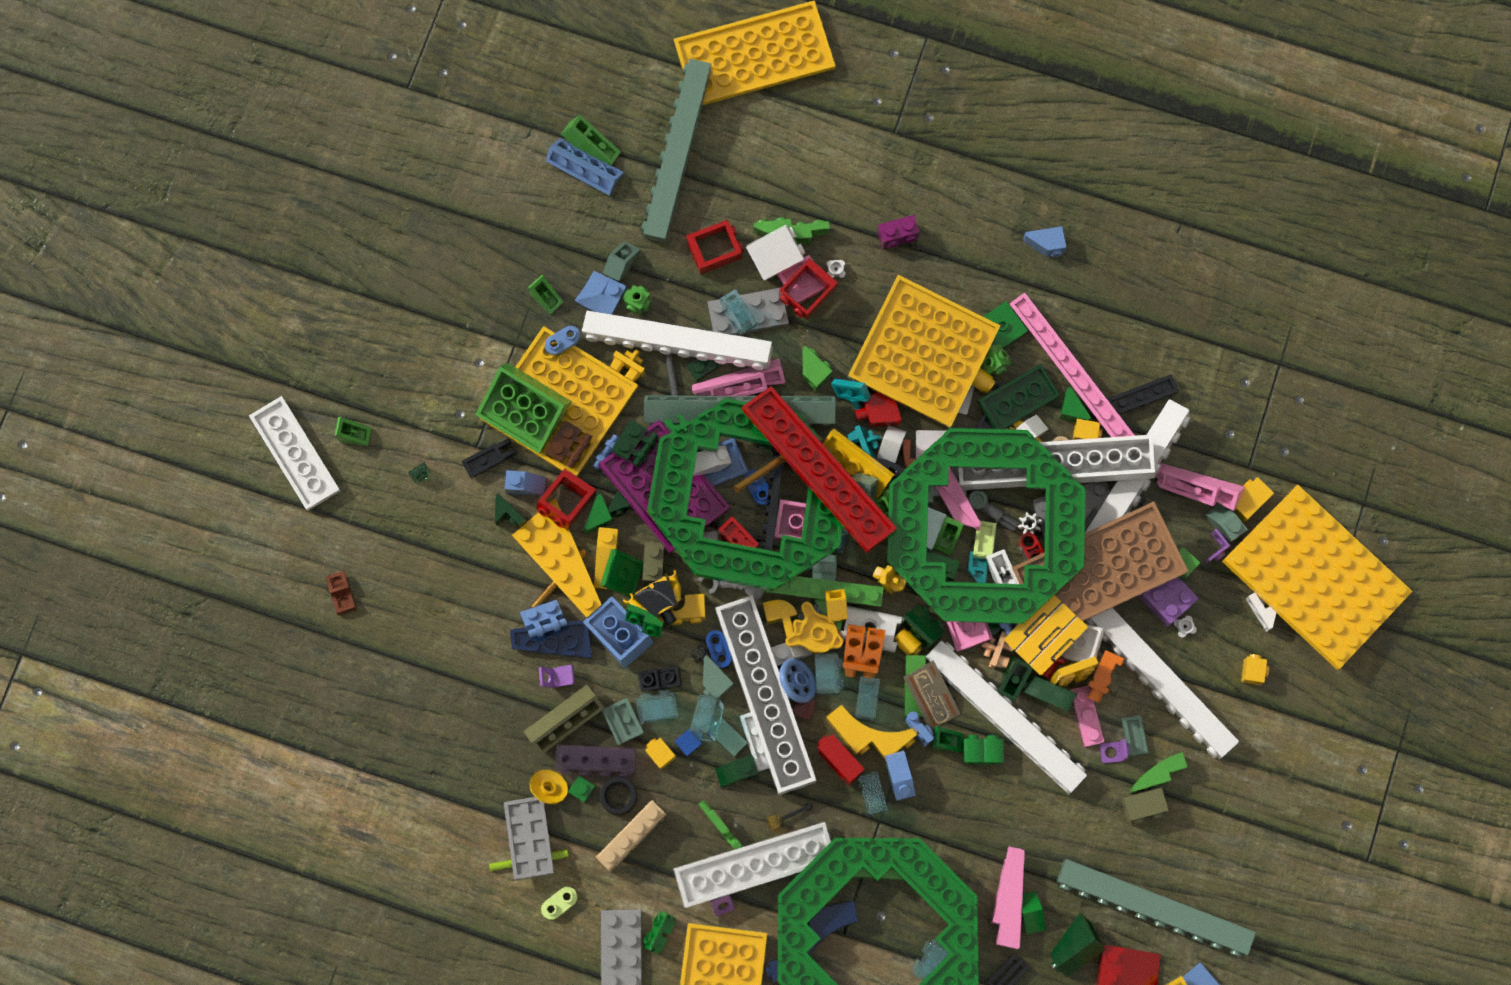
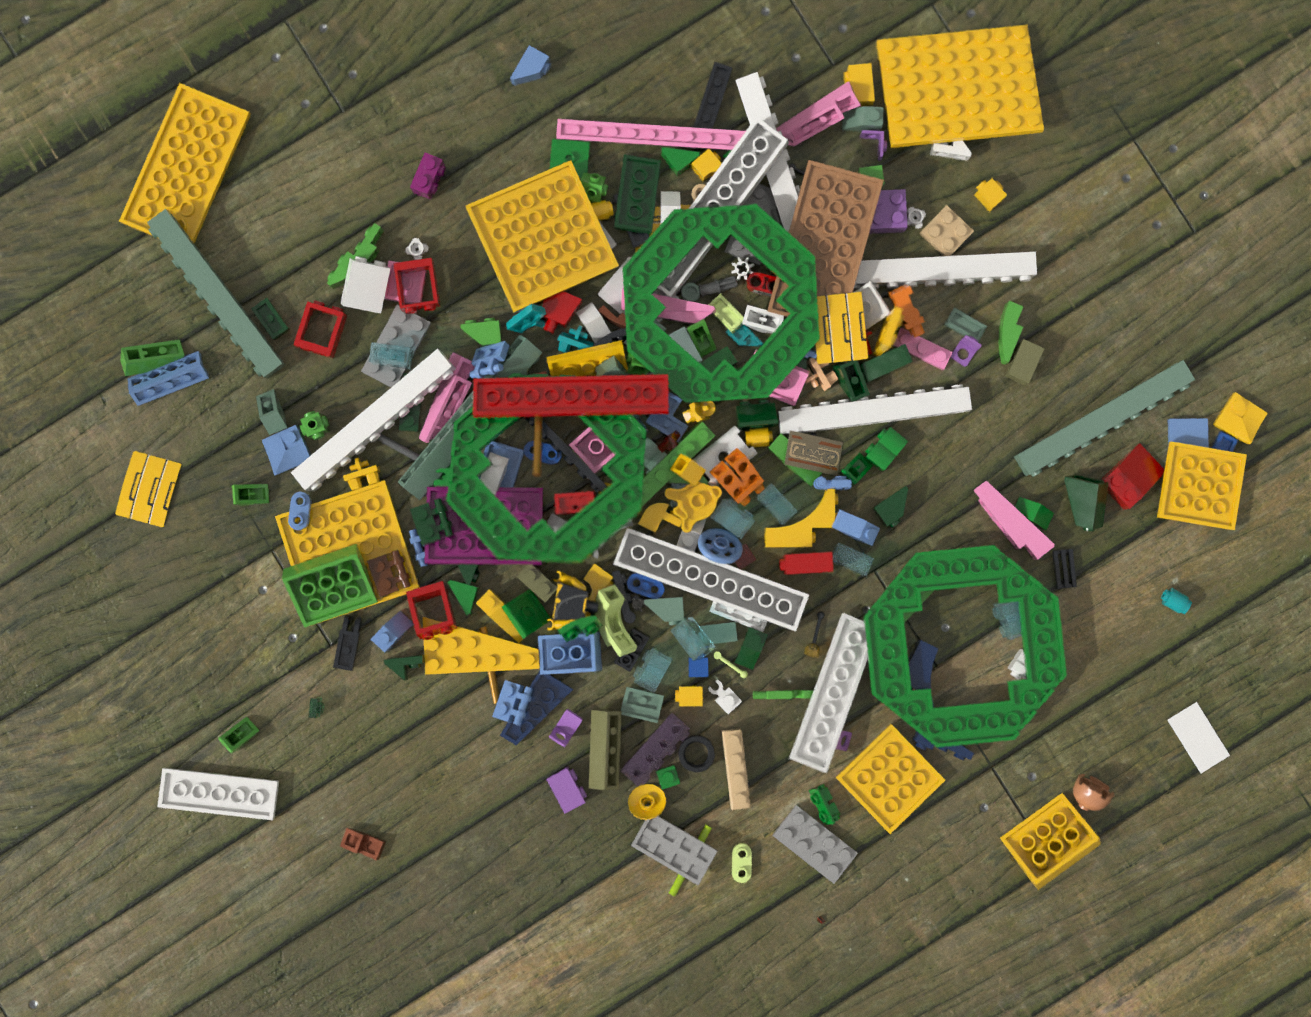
camera: 50 degrees left, 10 degrees up
(487, 218) = (147, 489): none -> yellow sticker
(508, 715) = (566, 789): none -> medium lavender brick
(670, 641) = (609, 616): none -> yellowish green arch
(681, 785) = (726, 699): none -> white plate
(691, 204) = (270, 319): none -> dark green plate
(696, 638) = (620, 581): none -> black plate
(710, 751) = (717, 655): none -> yellowish green hinge
(795, 386) = (489, 357): none -> medium blue plate
(847, 576) = (669, 442): none -> clear red plate
(861, 561) = (666, 422): none -> medium blue plate
(940, 793) = (892, 508): none -> dark green slope
(1195, 660) = (946, 232): none -> tan plate

